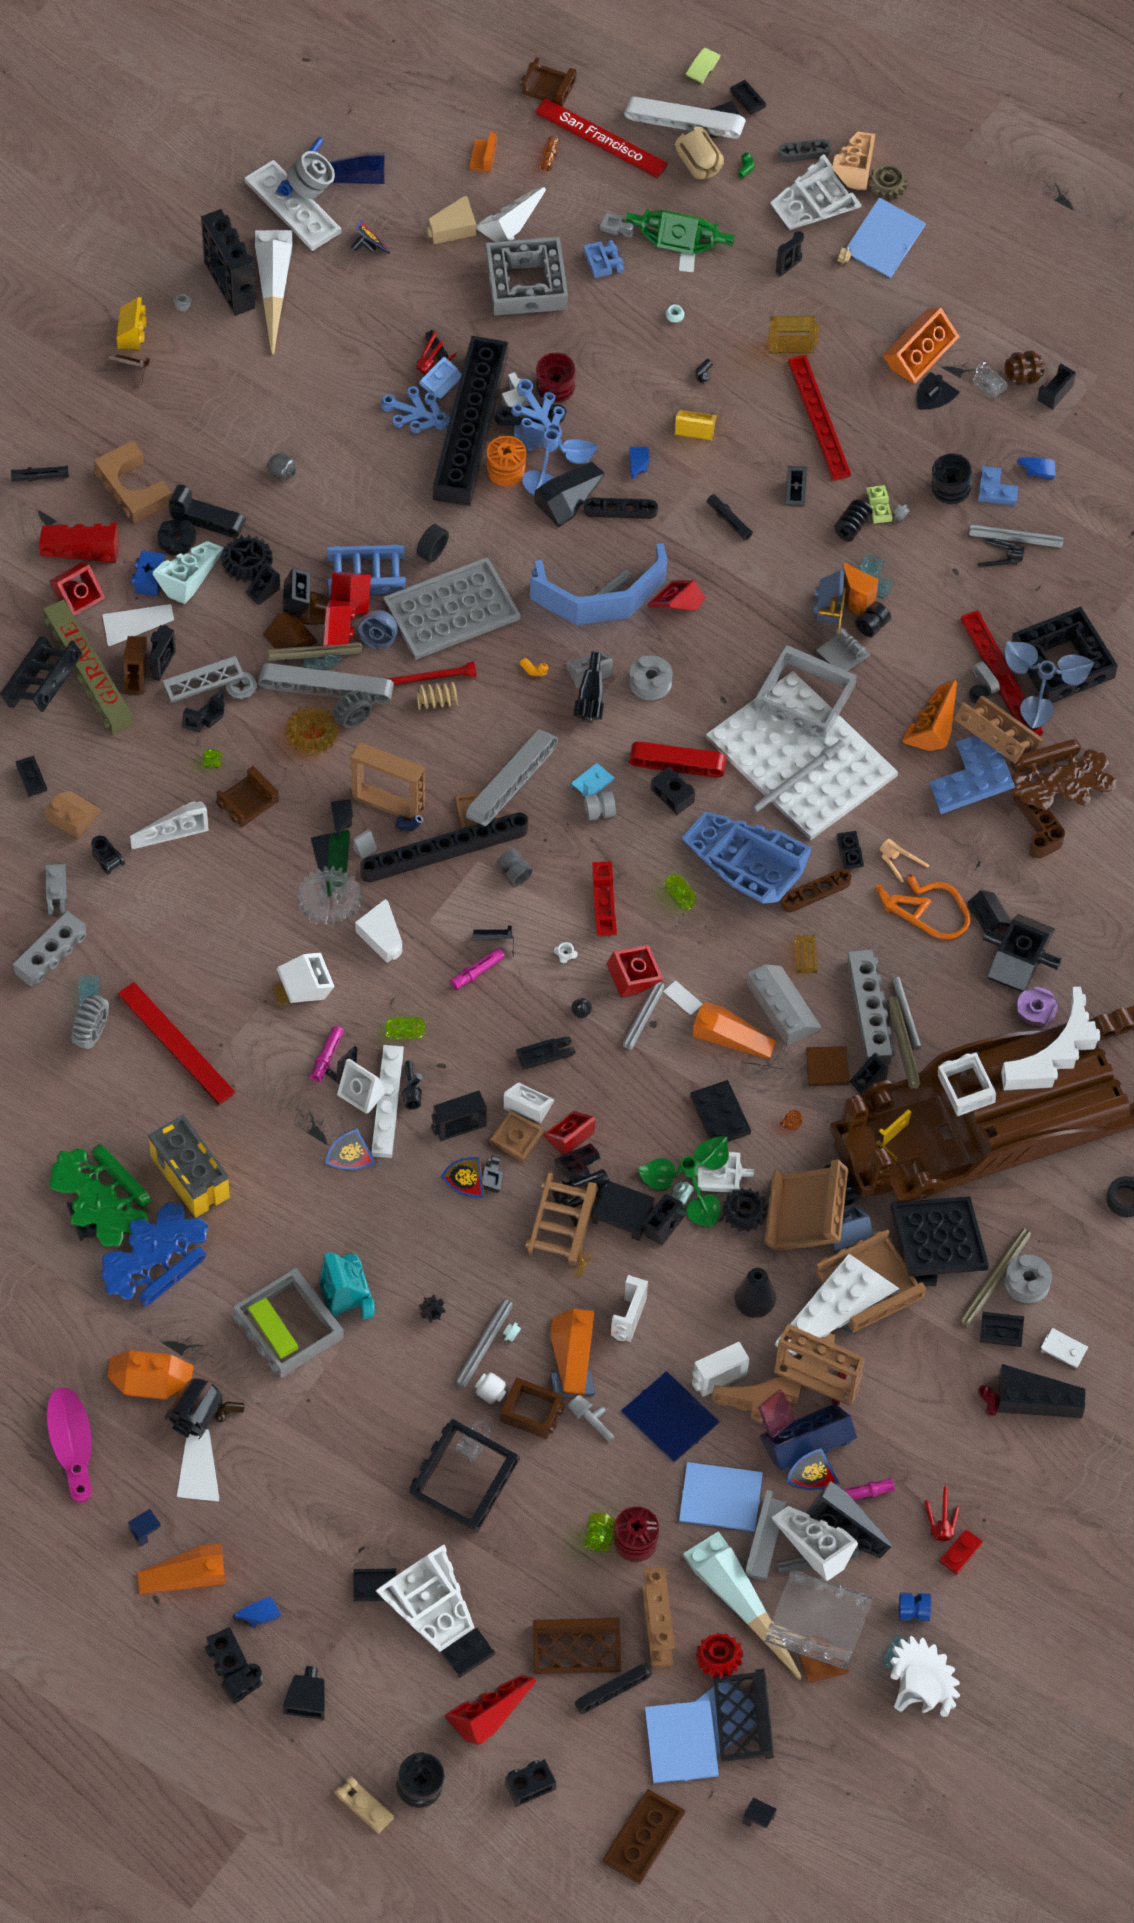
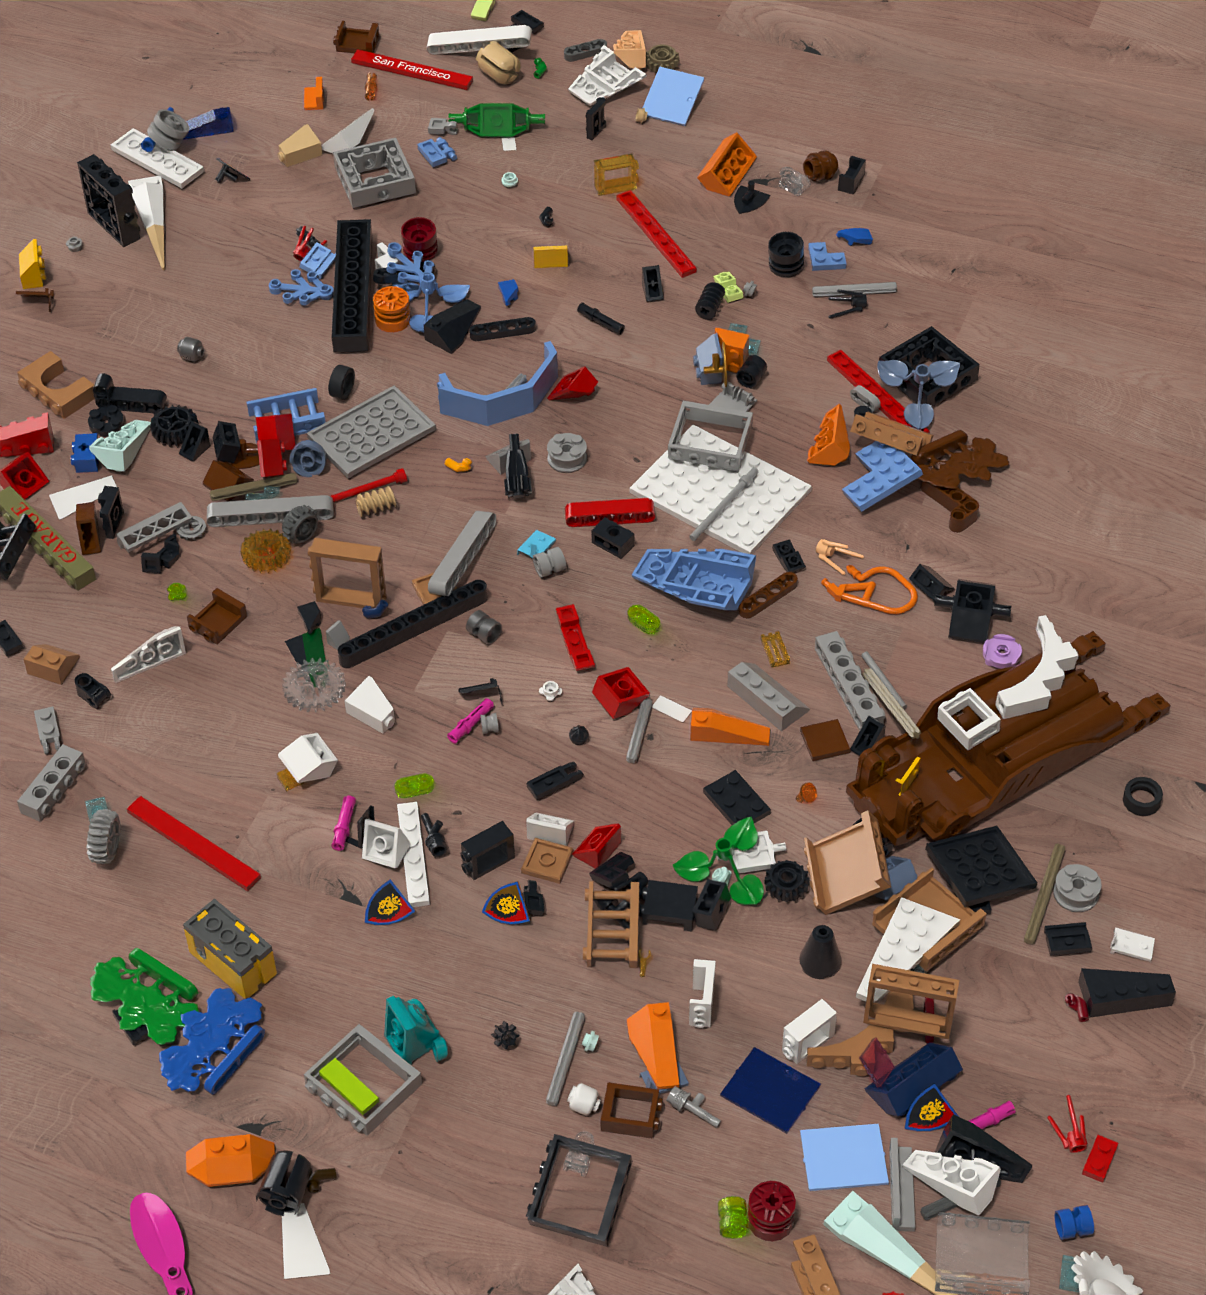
camera: 10 degrees left, 10 degrees down
(494, 976) = (489, 723): none -> light grey wheel

